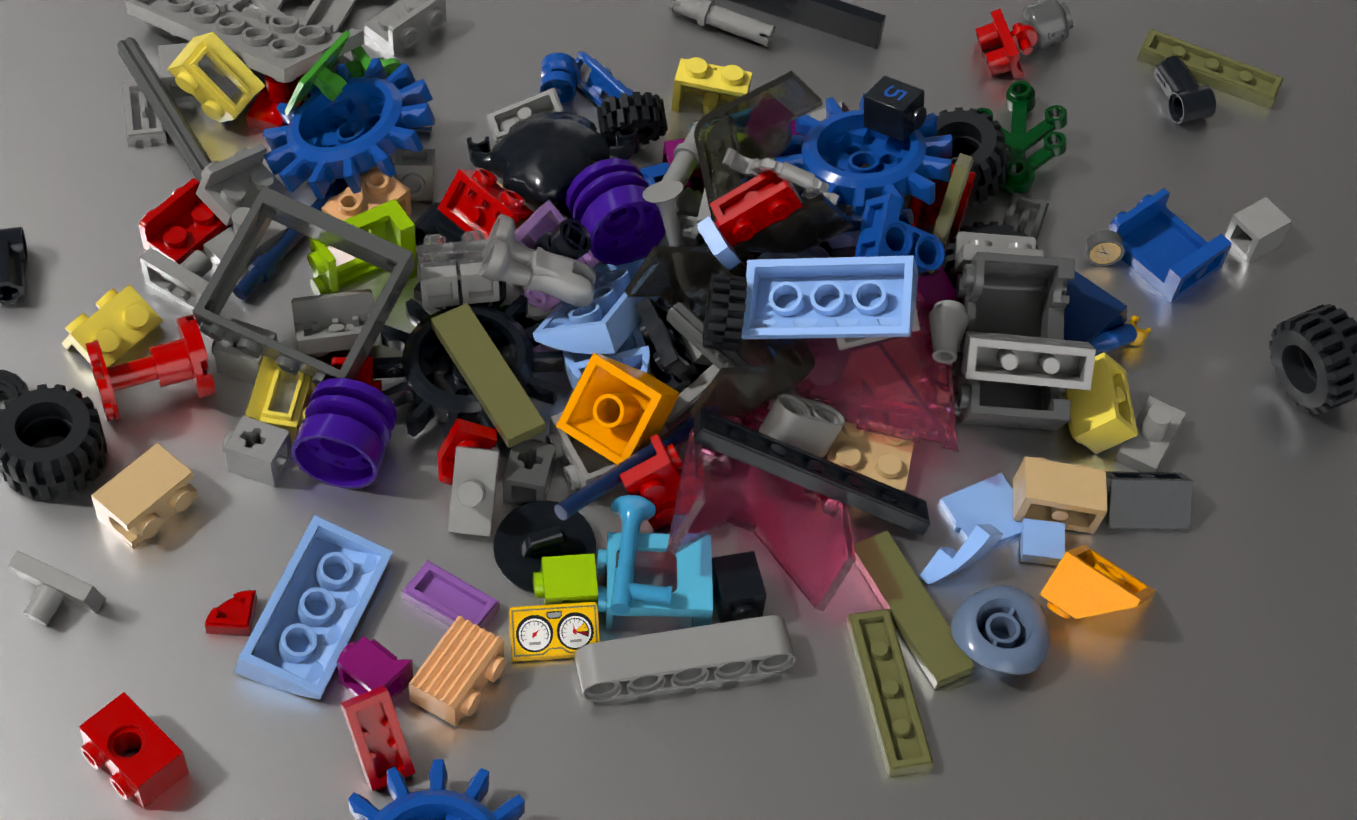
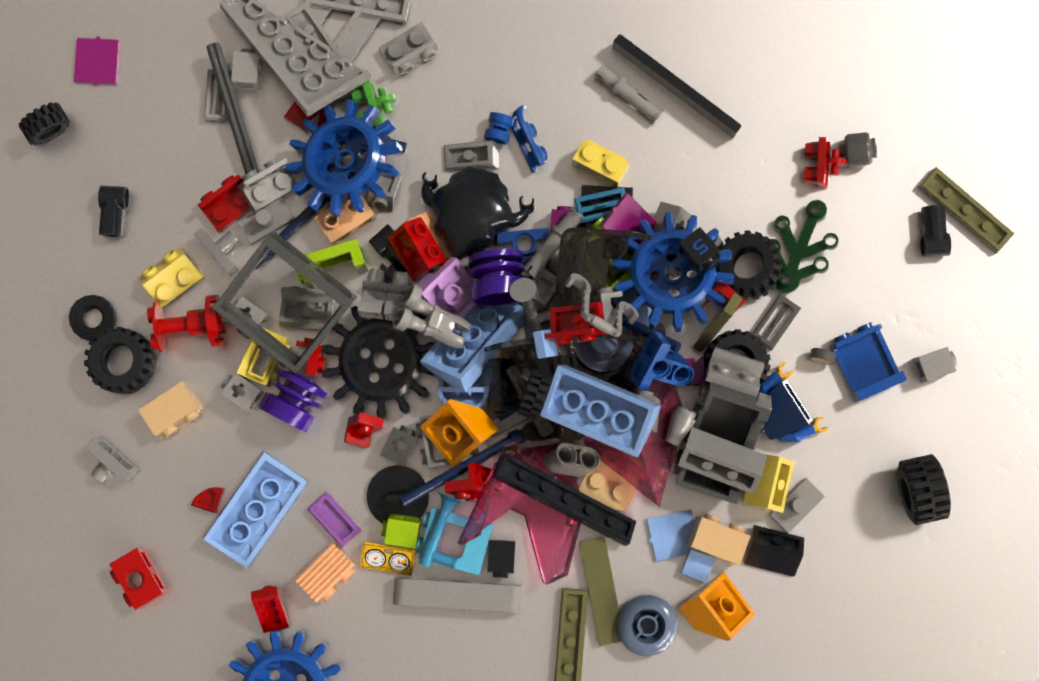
camera: 20 degrees right, 30 degrees up
(215, 77) = (263, 91): light yellow window -> none
(321, 76) = (329, 121): bright green piece -> none
(370, 665) = (277, 561): magenta window -> none
(473, 491) = (361, 455): light grey tile -> none
(488, 375) = (386, 381): olive tile -> none
(567, 239) = (455, 300): black wheel -> none
(631, 113) = (535, 185): black tyre -> none
(950, 562) = (639, 567): light blue slope -> none

